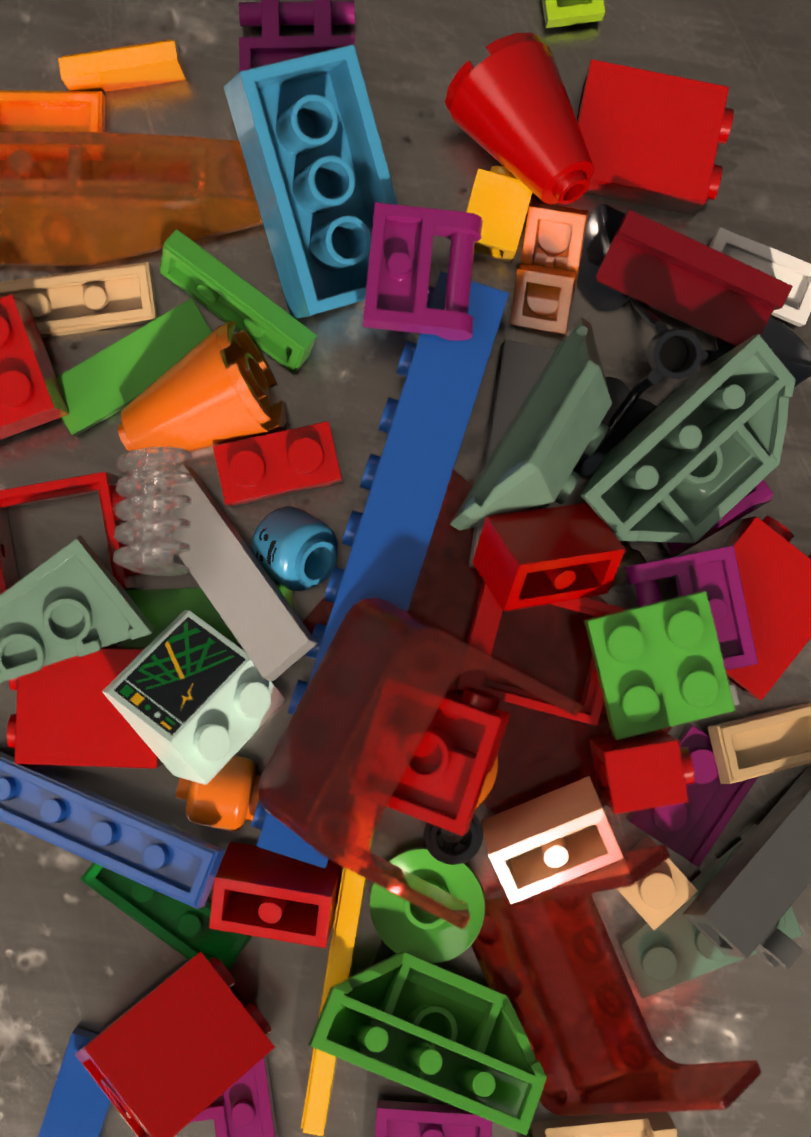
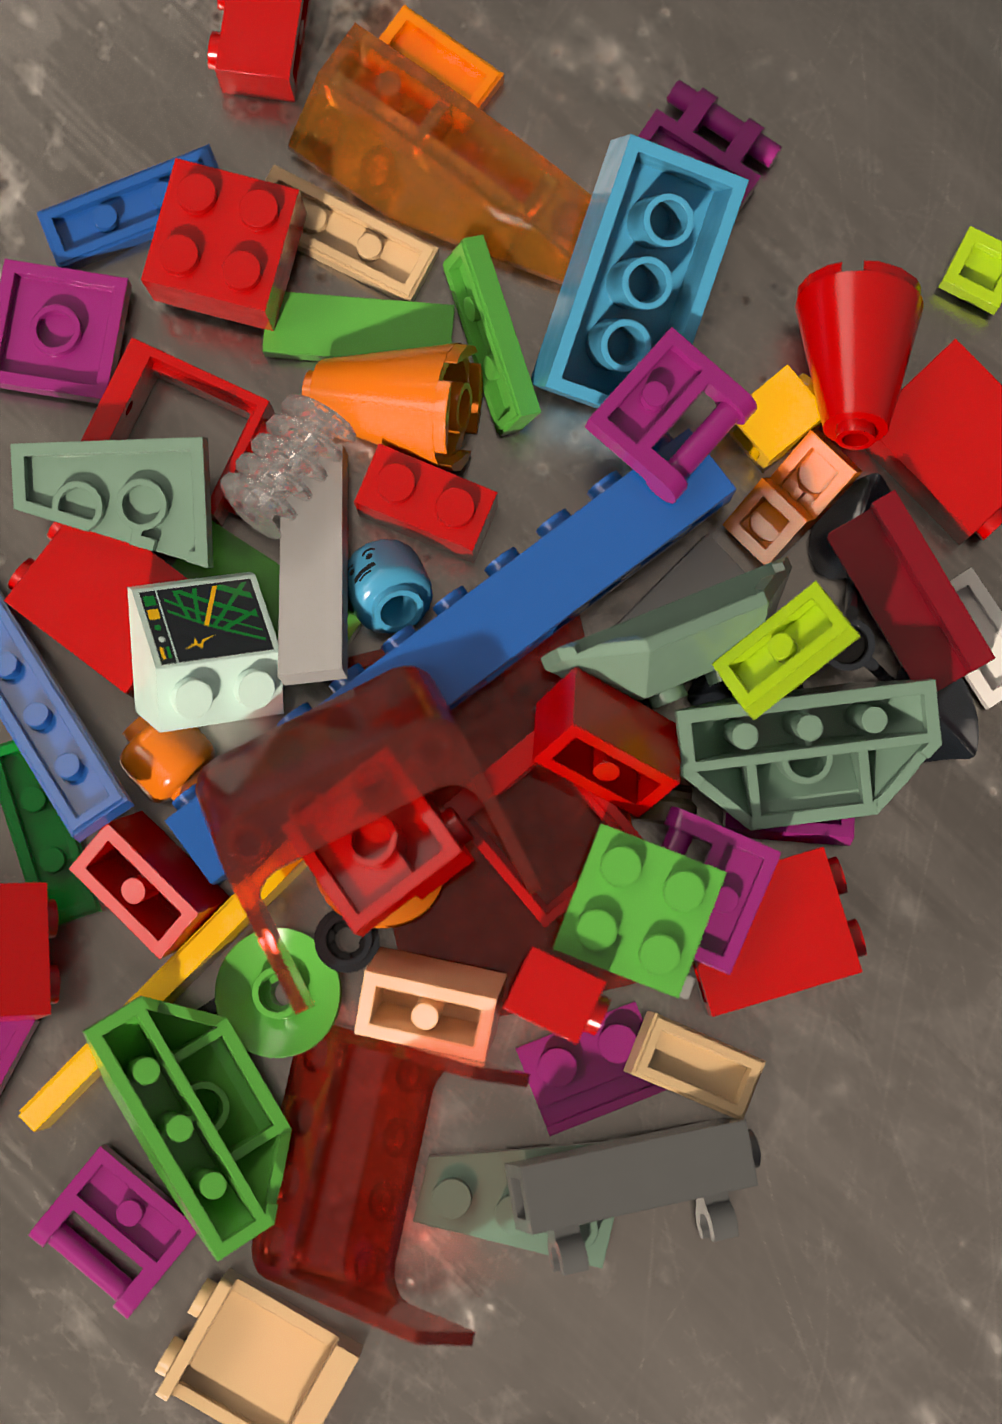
camera: 35 degrees right, 5 degrees down
(123, 67) = (537, 65): light orange tile -> none
(635, 392) = (785, 650): none -> lime plate
(659, 891) = (494, 1118): tan brick -> none

